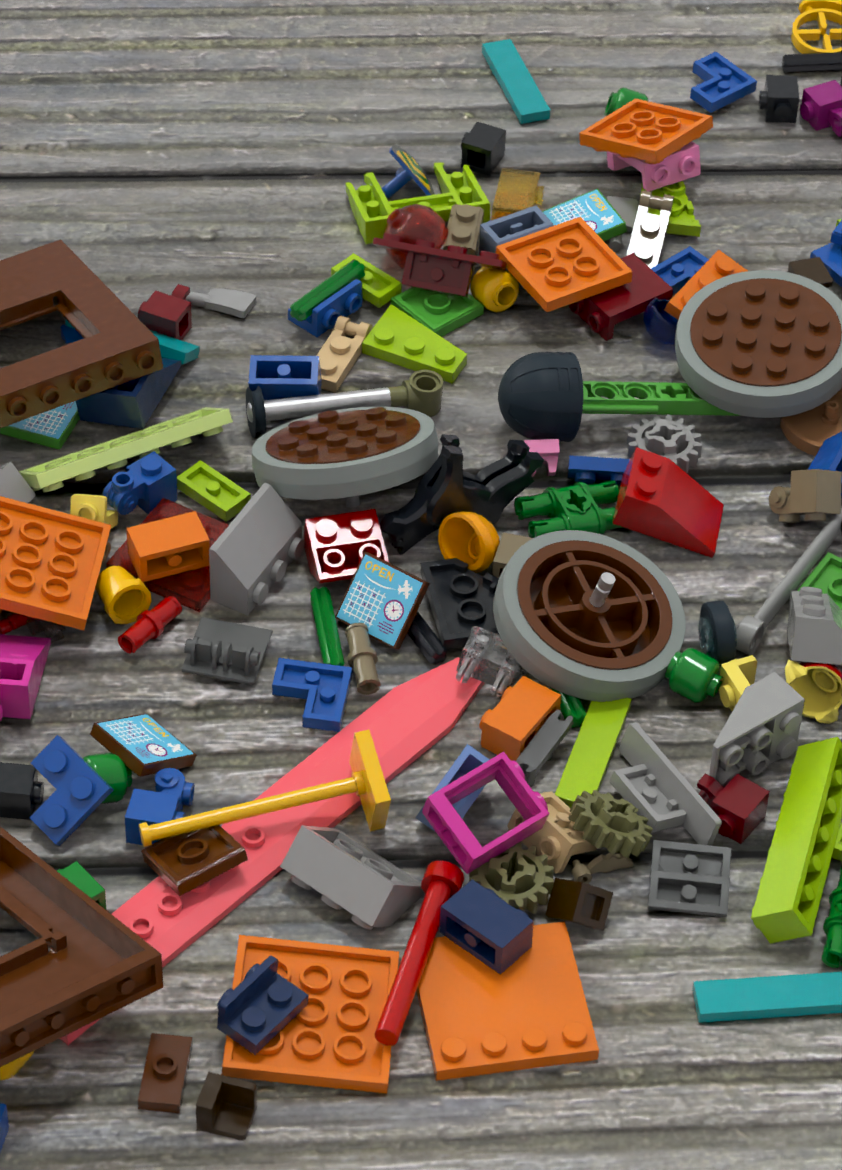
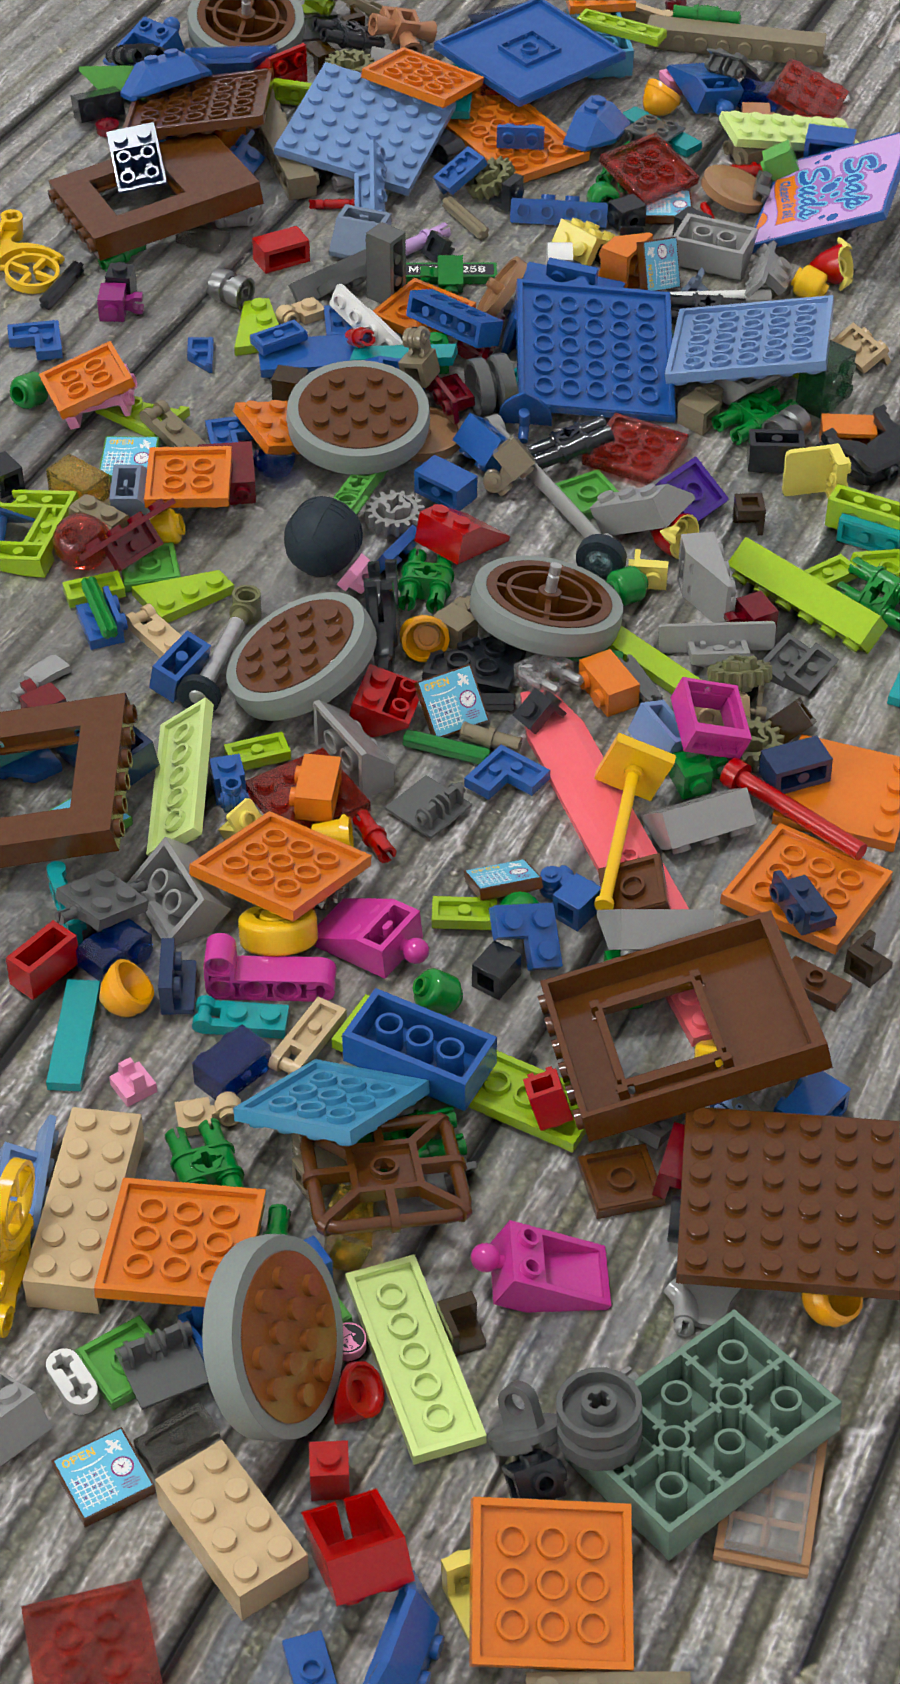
camera: 60 degrees left, 0 degrees up
(75, 725) = (461, 913): none -> lime plate
(122, 881) = (644, 928): none -> light grey slope
(418, 845) = (694, 773): none -> green brick
(426, 672) = (537, 709): none -> black bracket
(749, 466) = (445, 483): none -> blue brick
(780, 98) = (86, 318): black brick -> none
(813, 202) = (201, 352): none -> blue tile

